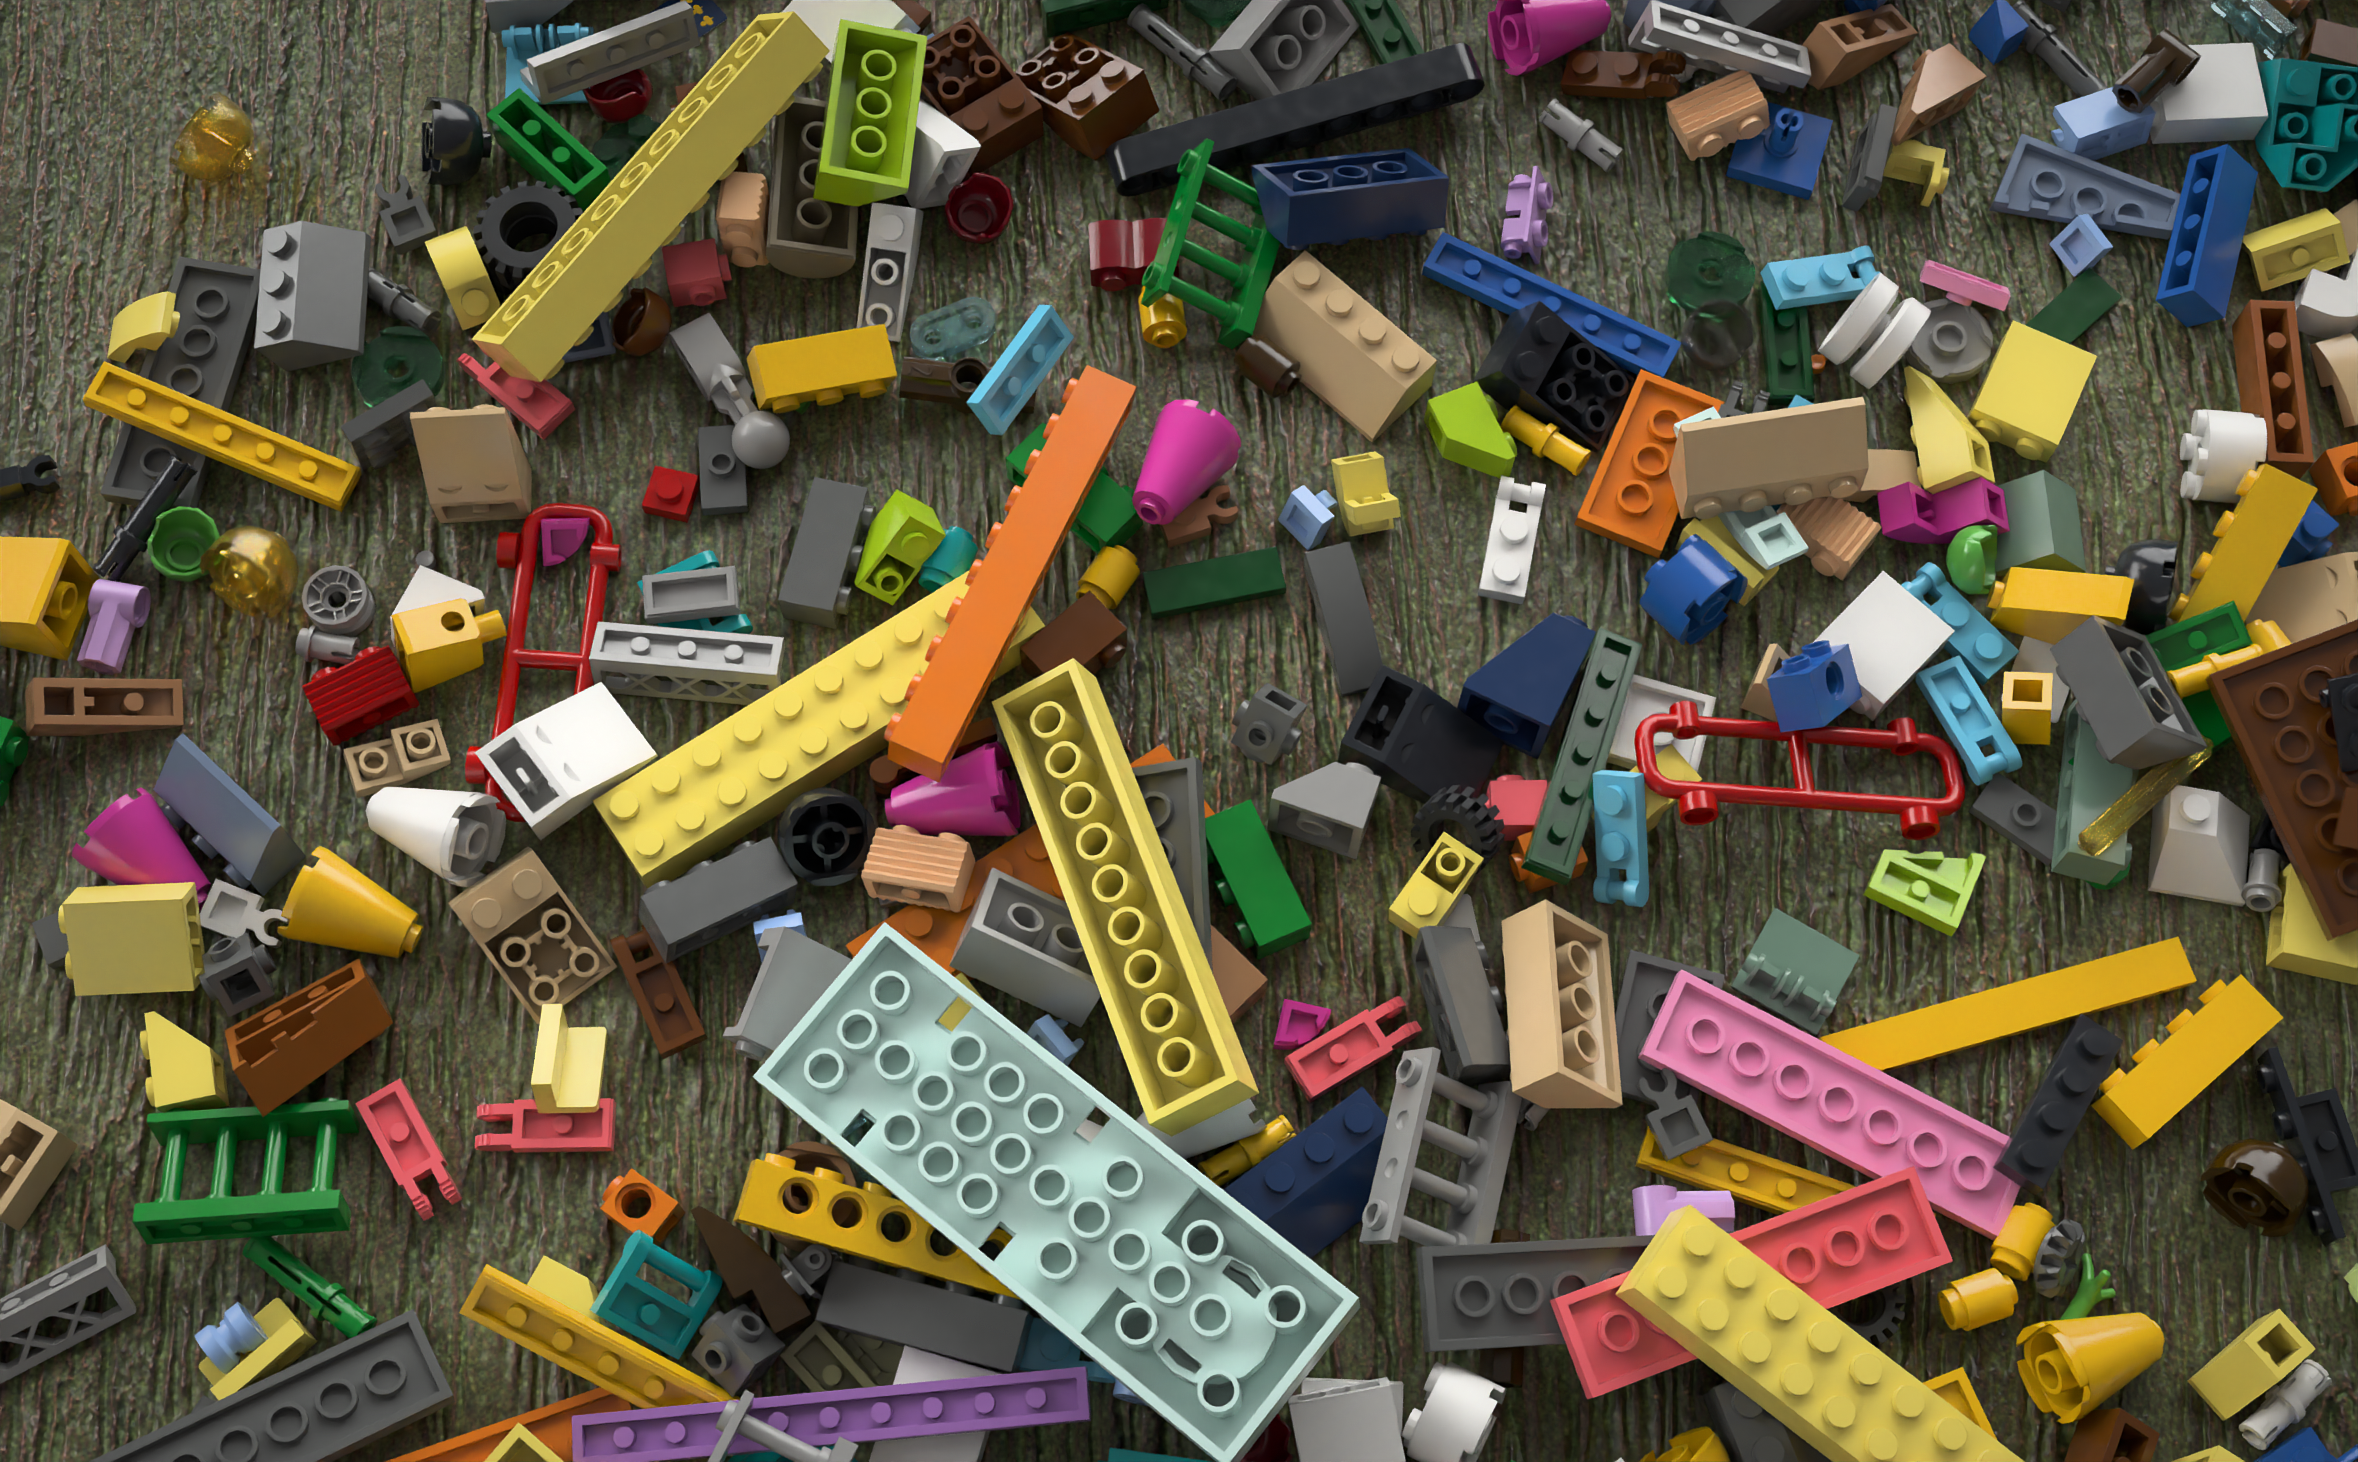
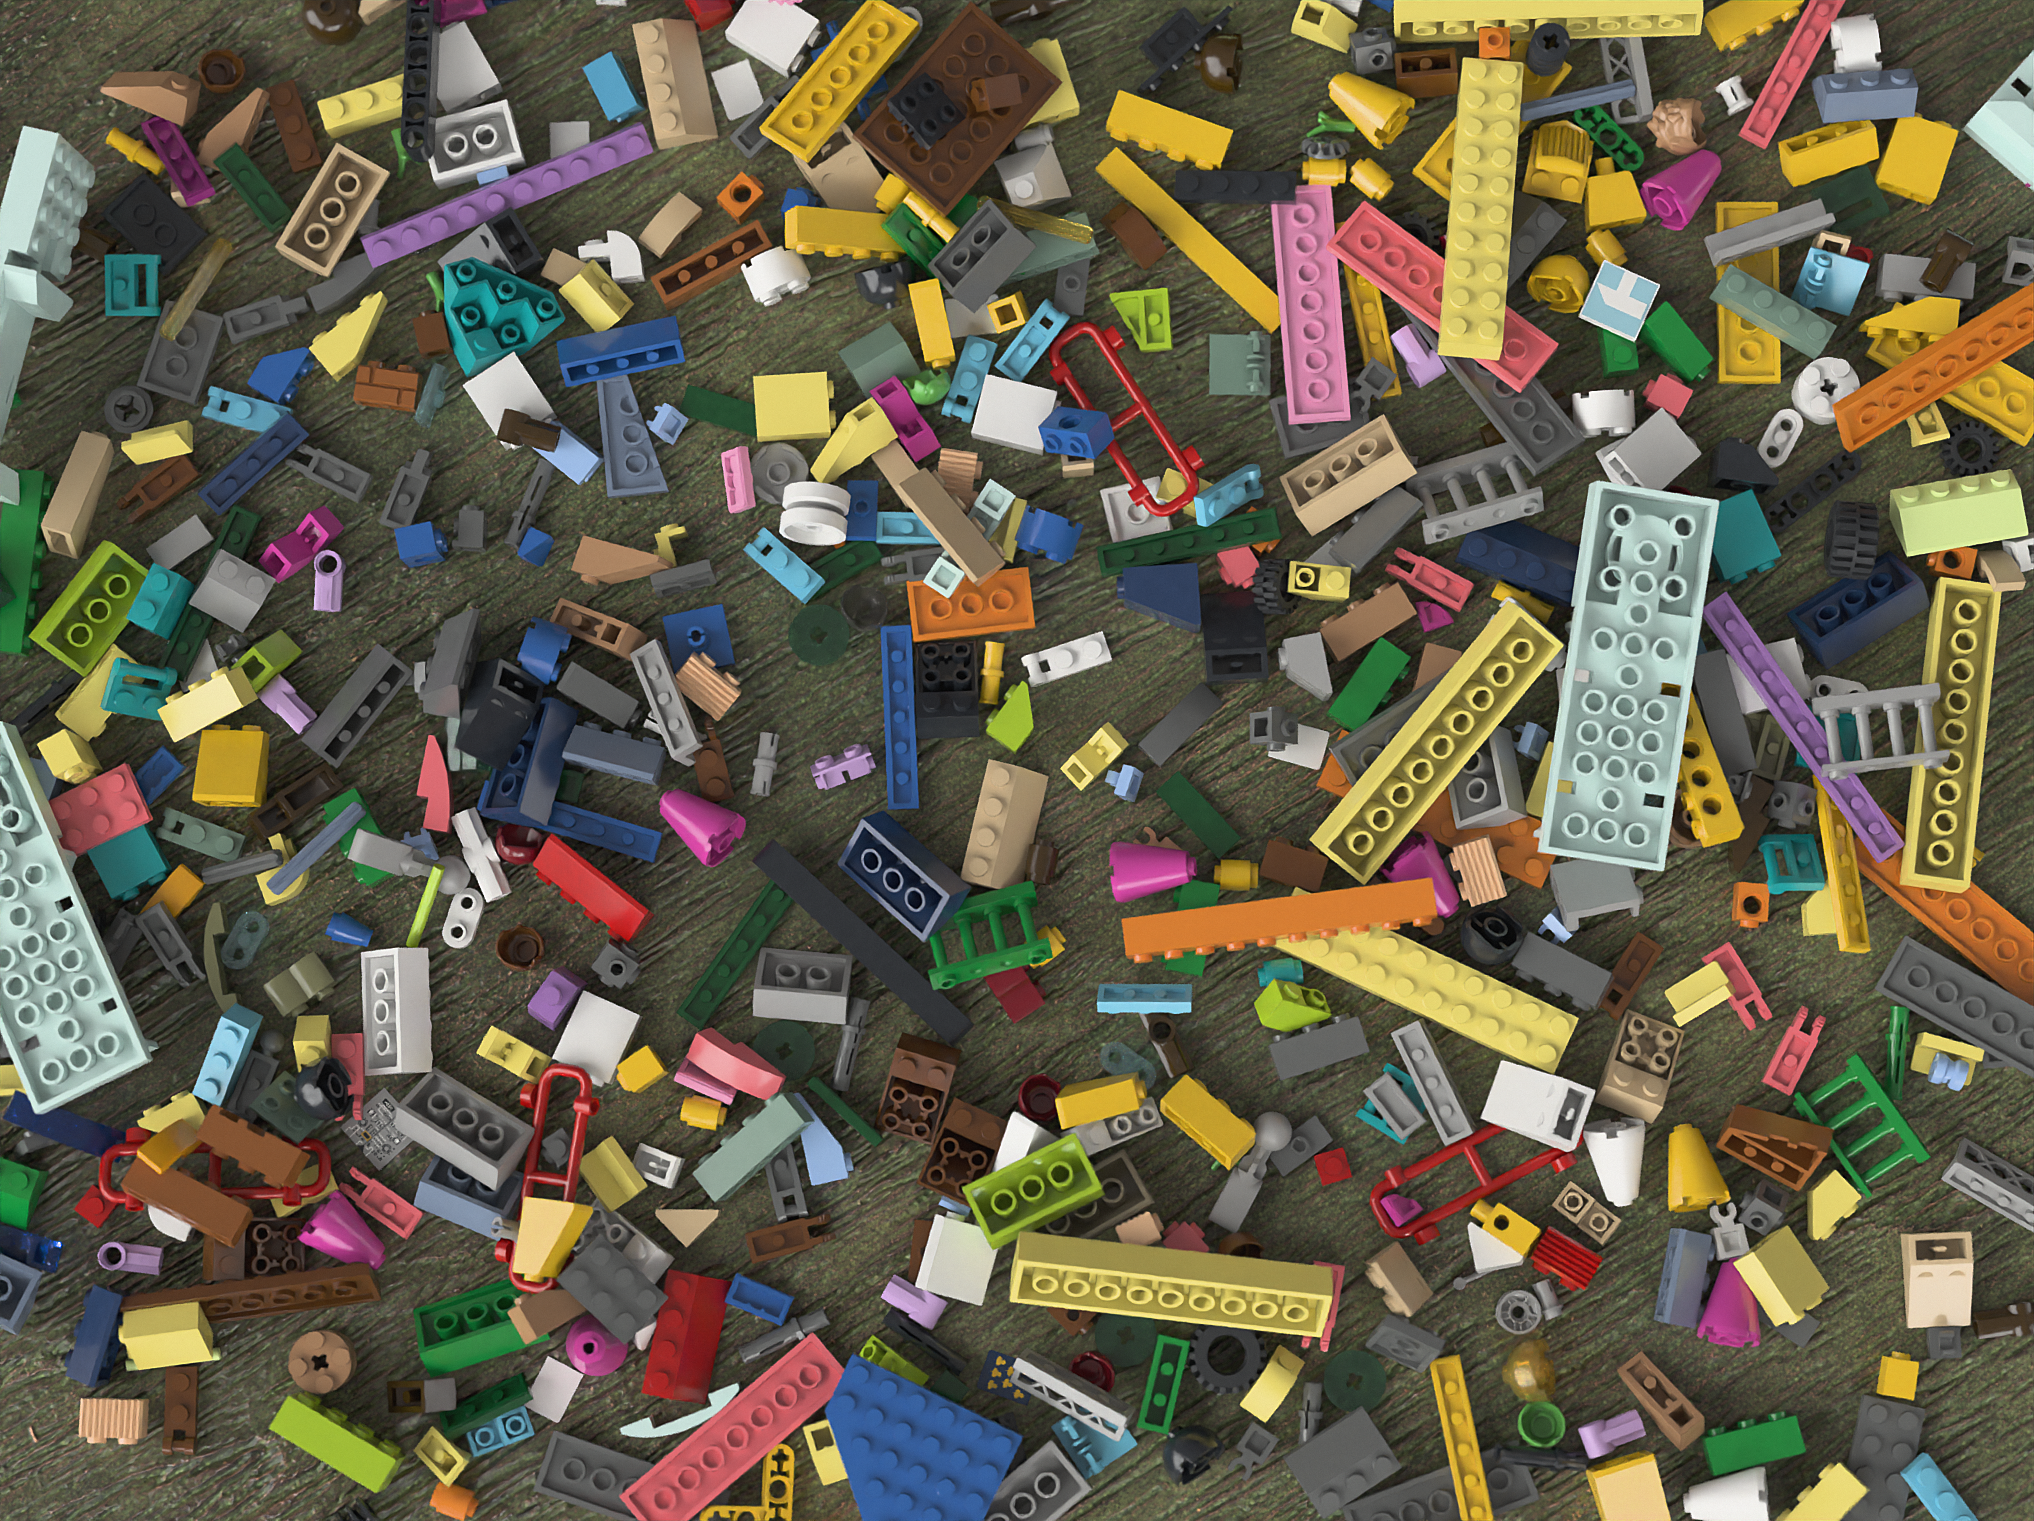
camera: 115 degrees left, 15 degrees up
(933, 255) = (1099, 1099): none -> yellow slope
(1224, 765) = (1308, 751): none -> white sticker
(1342, 927) = (1366, 622): none -> medium nougat brick
(1831, 384) = (862, 510): none -> blue plate
(2054, 926) = (1134, 234): none -> reddish brown brick
(2179, 1409) = (1372, 50): none -> dark grey brick

